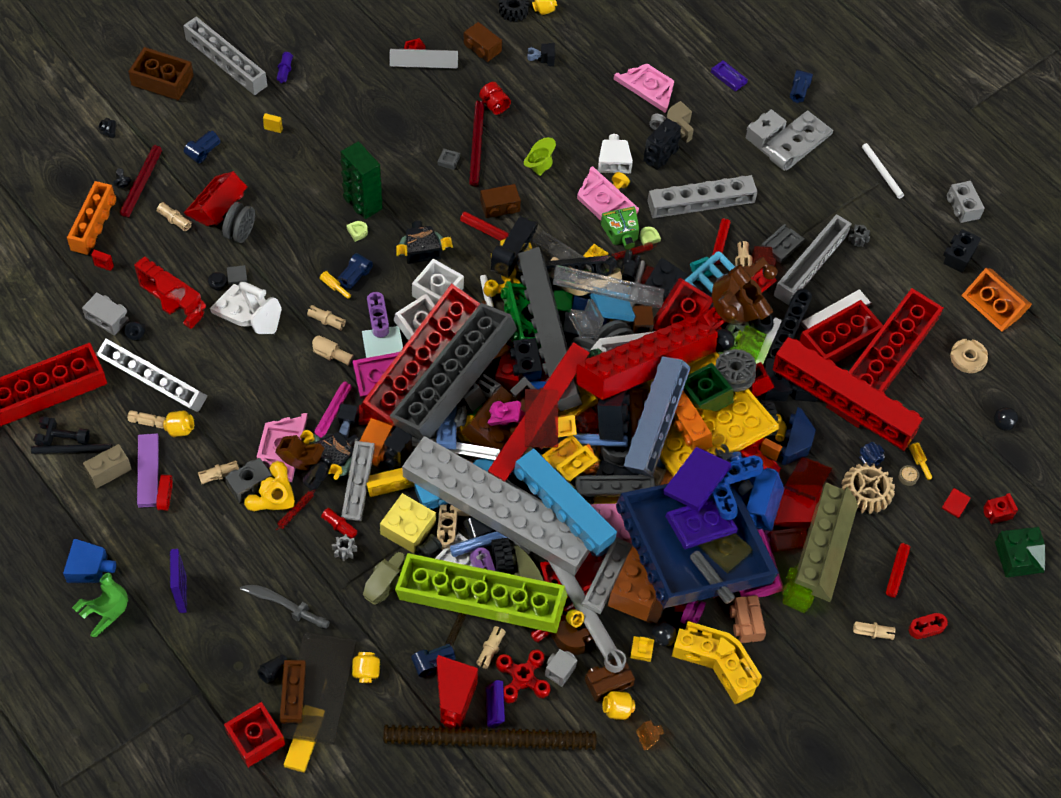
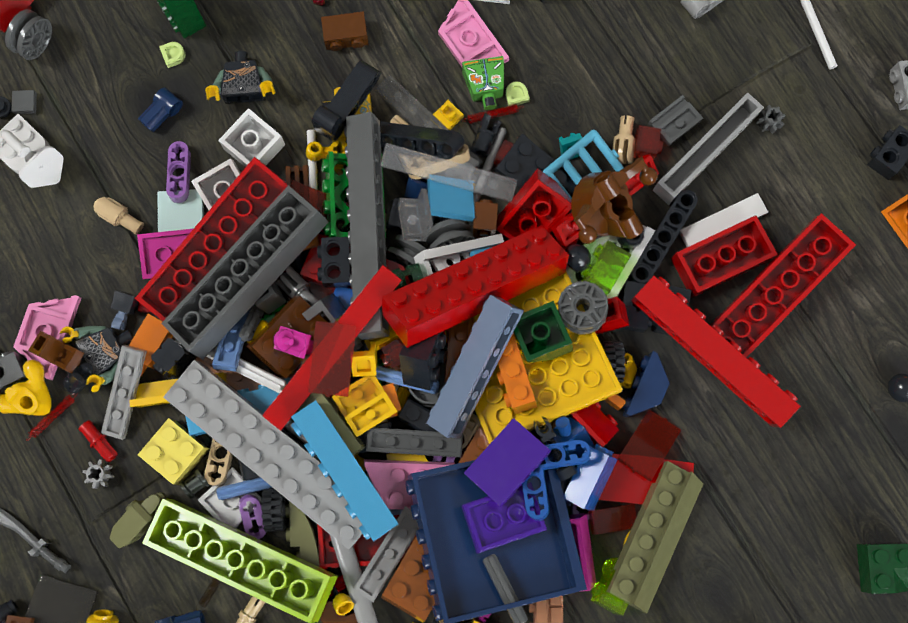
camera: 10 degrees right, 20 degrees up
(326, 317) = (119, 169): tan pin -> none
(332, 409) = (106, 296): dark pink axle -> none
(334, 284) = (134, 124): yellow axle -> none
(484, 226) = (321, 63): red axle -> none
(563, 301) = (395, 183): green brick -> none
(620, 180) = (494, 15): yellow tile -> none
(702, 196) = (580, 54): light grey brick -> none
(721, 237) = (602, 106): red axle -> none
(727, 551) = (533, 551): clear yellow tile -> none
(867, 480) = (724, 471): tan gear -> none
(872, 454) = (731, 419): dark blue gear -> none
(898, 569) = (734, 571): red axle -> none
(908, 475) = (771, 448): tile -> none
(920, 458) = (789, 429): yellow axle -> none
(956, 503) = (820, 492): red slope -> none
(966, 364) = (865, 304): tan tile -> none
(1000, 509) = (880, 503): red brick -> none

